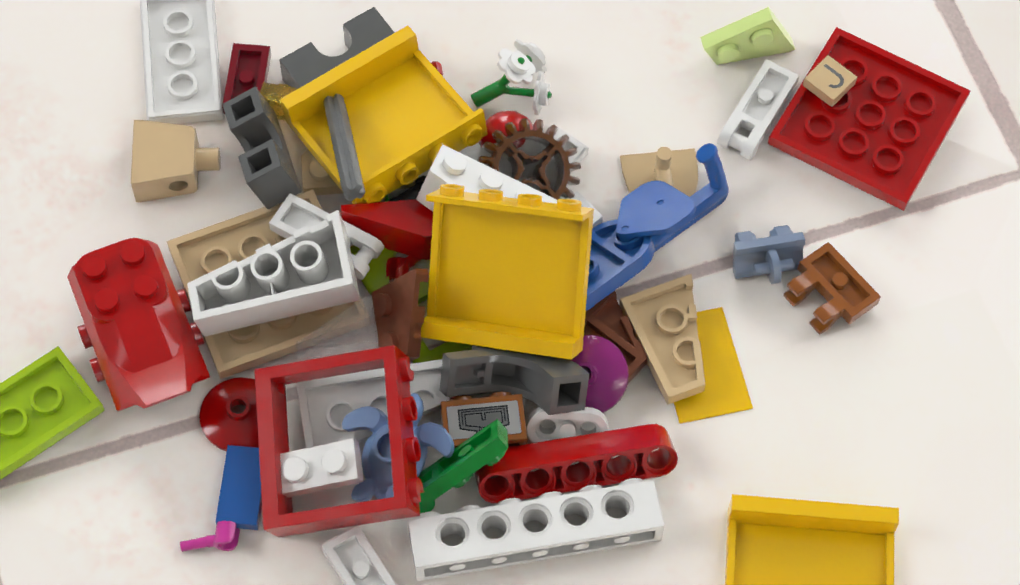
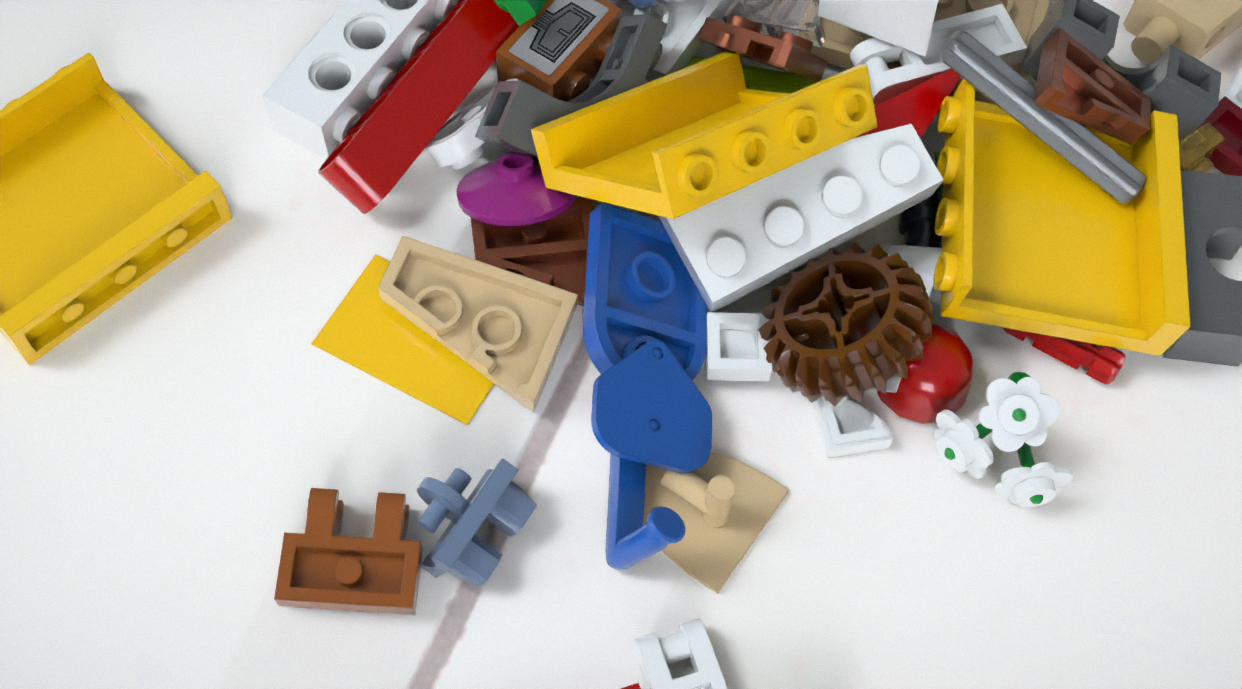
camera: 130 degrees right, 0 degrees up
(308, 137) = (1089, 91): none -> copper wing

